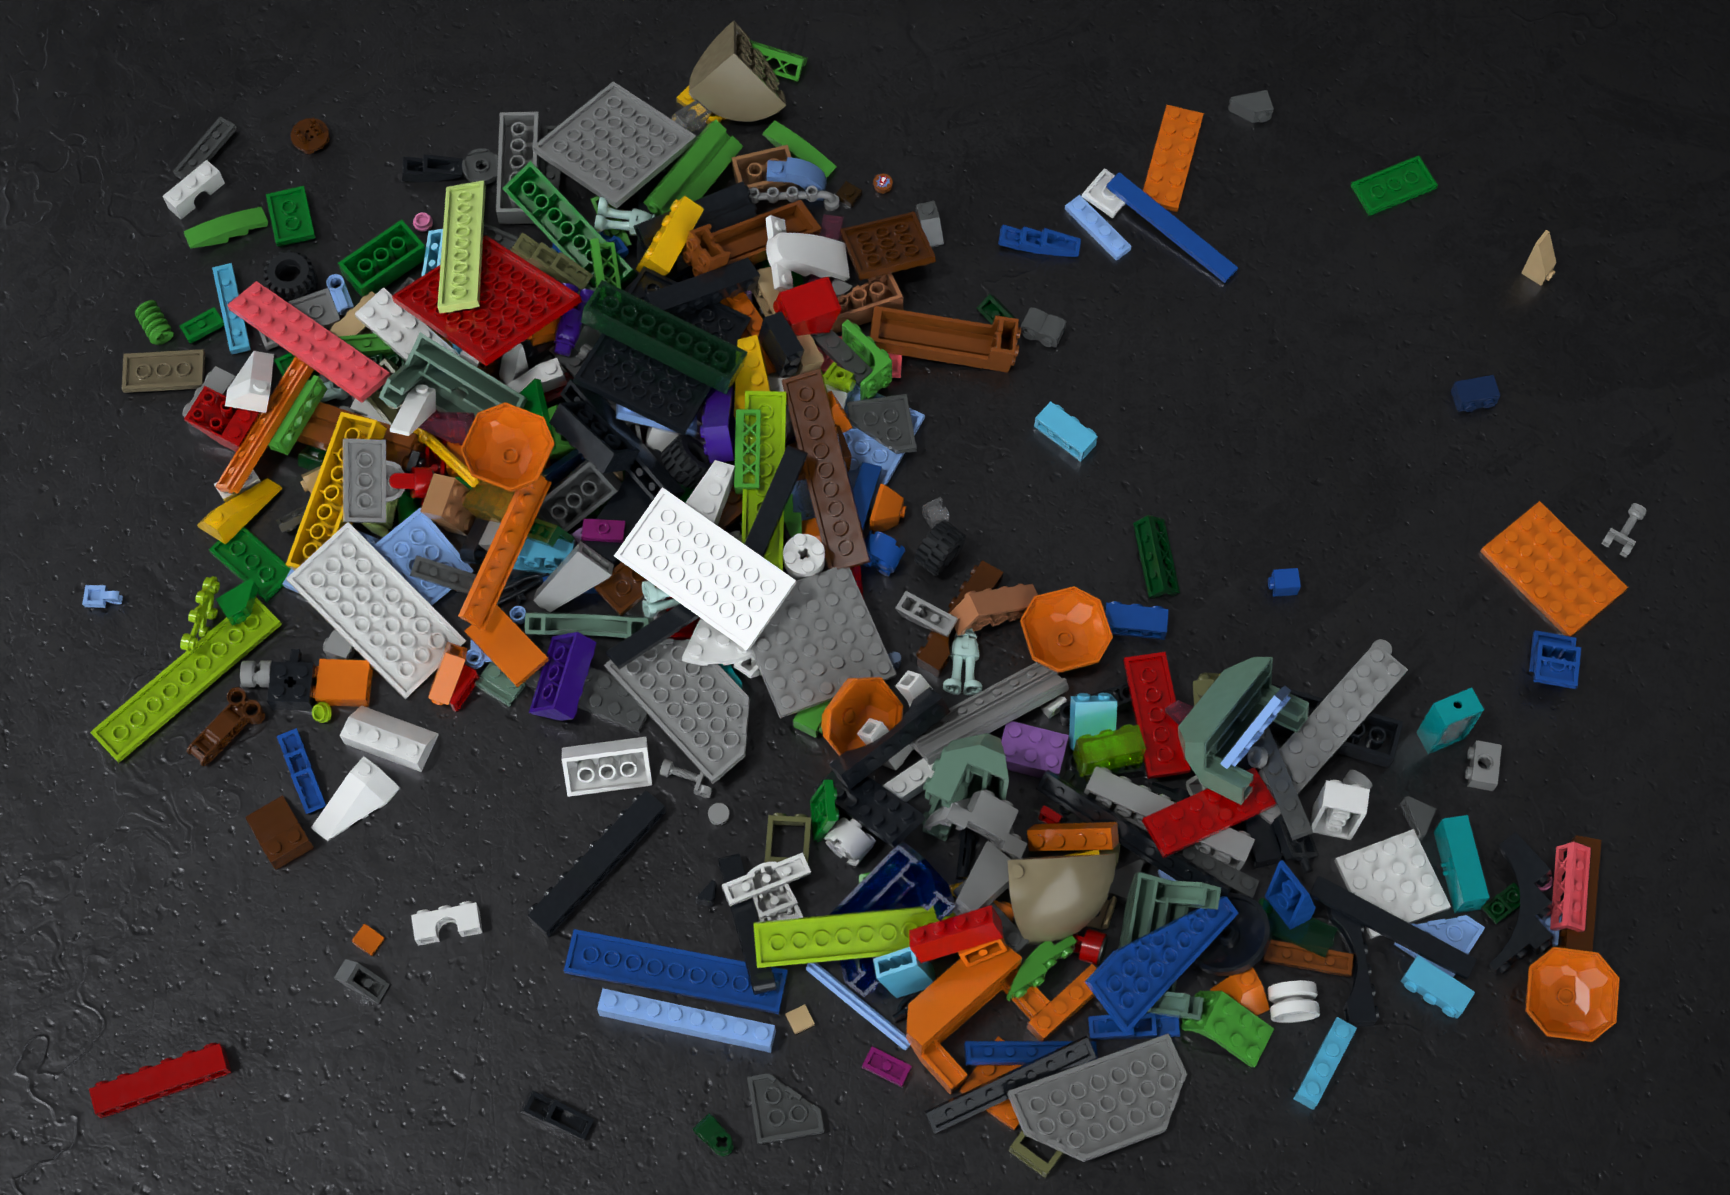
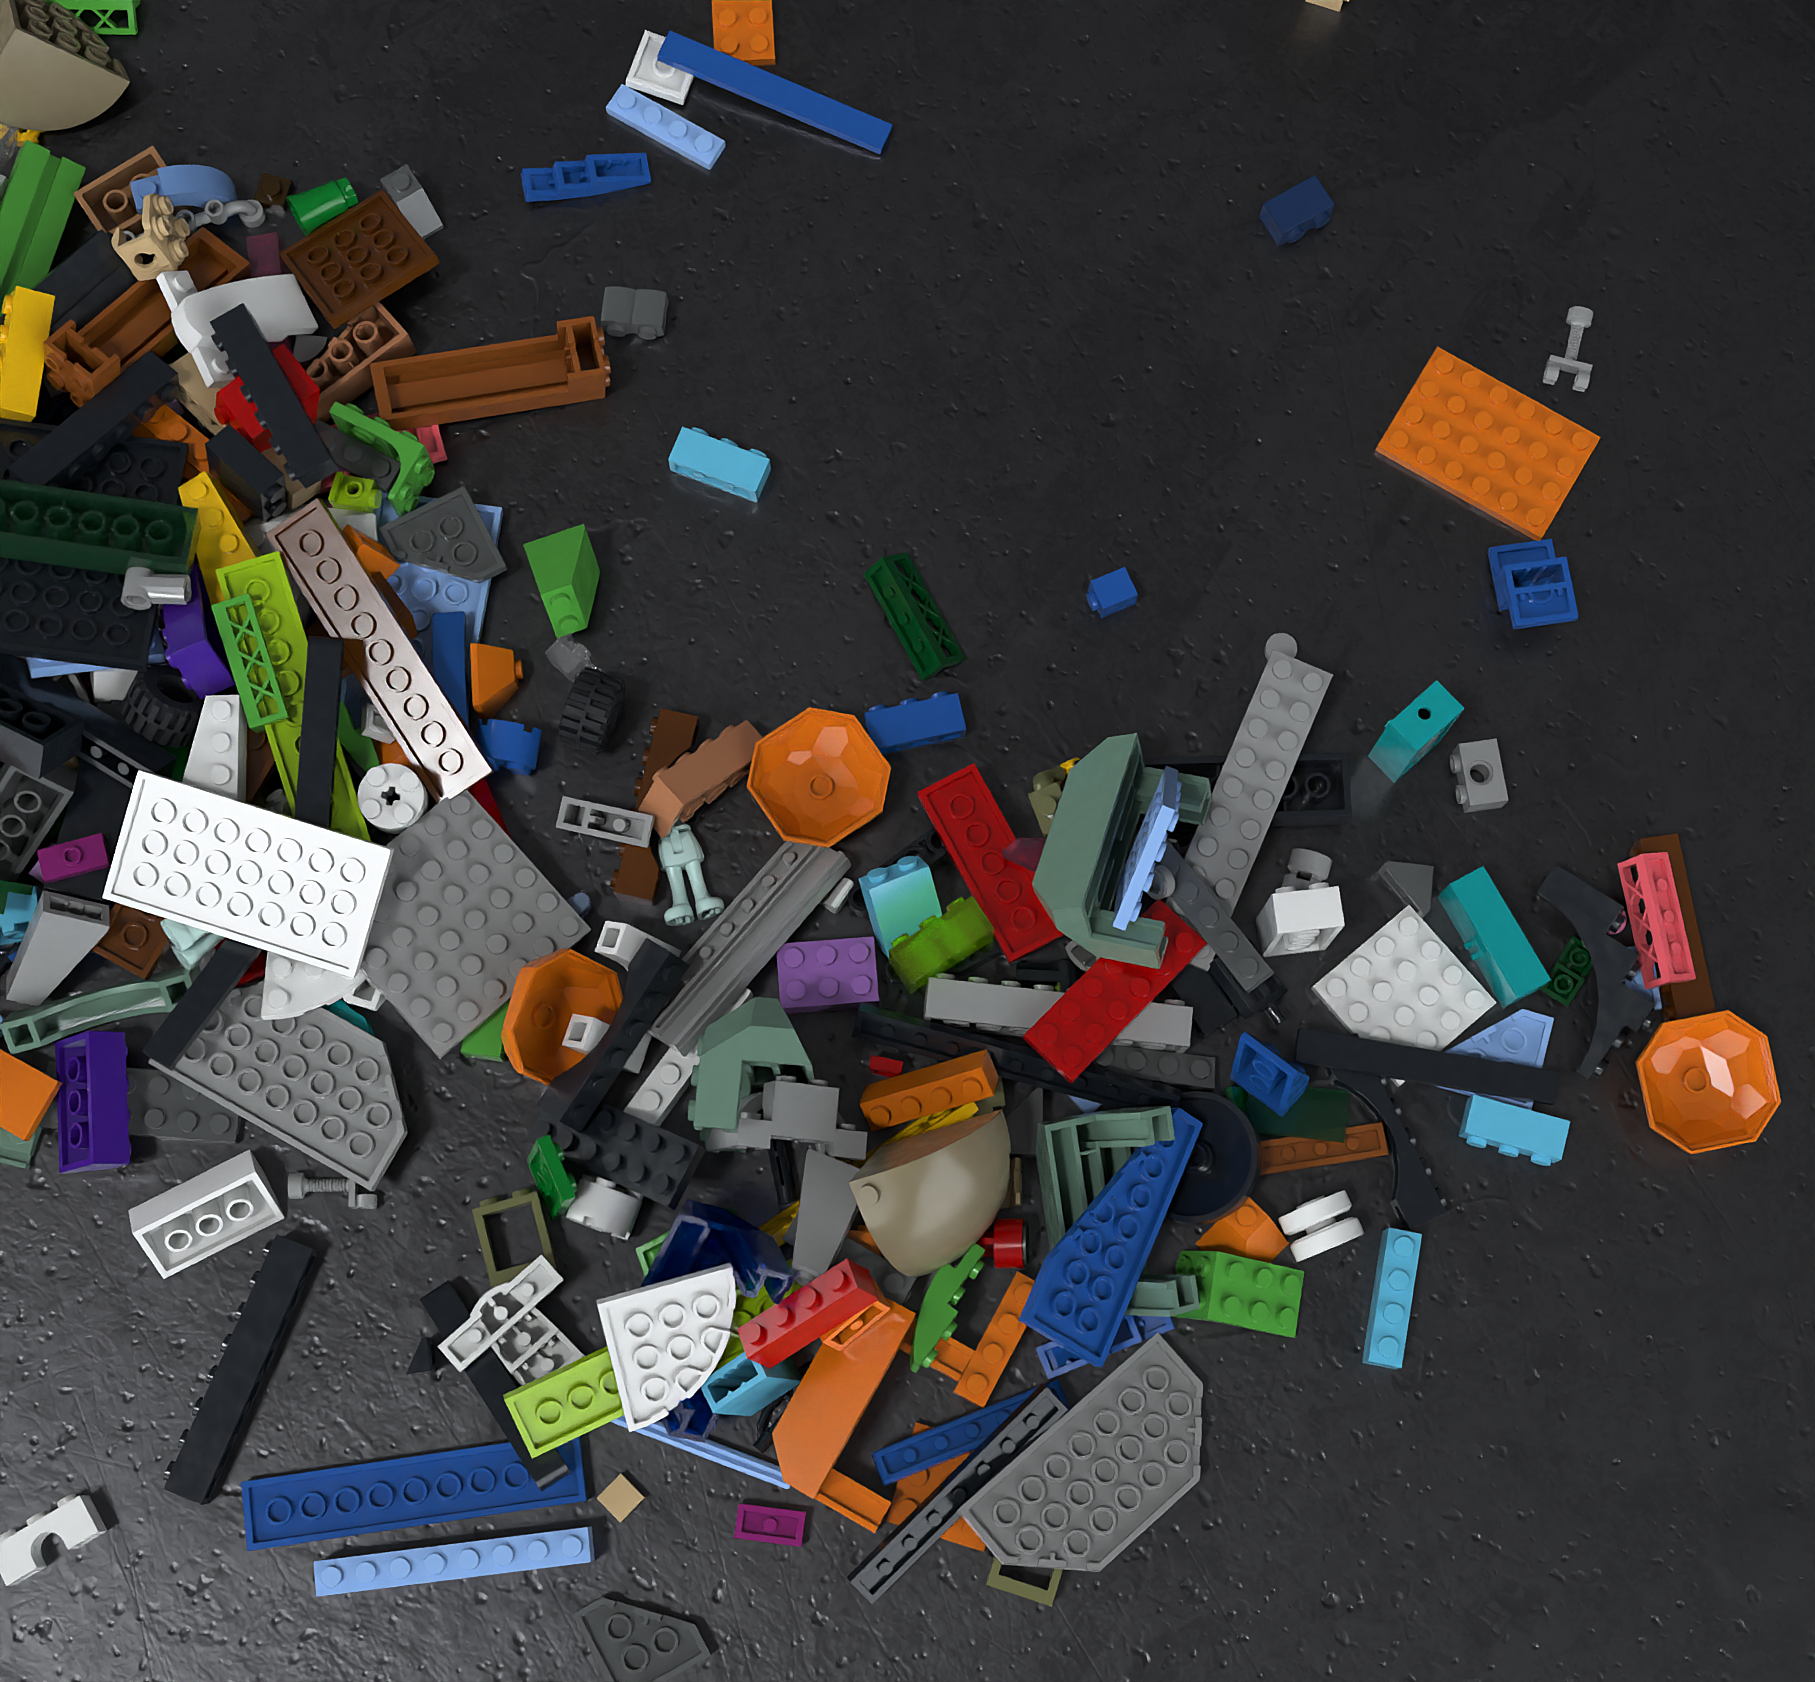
camera: 20 degrees left, 10 degrees up
(701, 387) = (145, 588): none -> light grey piece
(718, 814) = (398, 1228): light grey tile -> none
(777, 196) = (162, 237): none -> tan piece
(798, 147) = (171, 143): bright green slope -> none
(807, 513) = (374, 725): none -> white tile
(814, 304) = (273, 395): none -> black brick
(864, 922) = (667, 1339): none -> white plate
(875, 209) = (321, 204): none -> green plant
(883, 183) = (320, 158): dark orange tile -> none
(950, 465) = (565, 577): none -> bright green slope
(992, 306) = (552, 306): dark green slope -> none

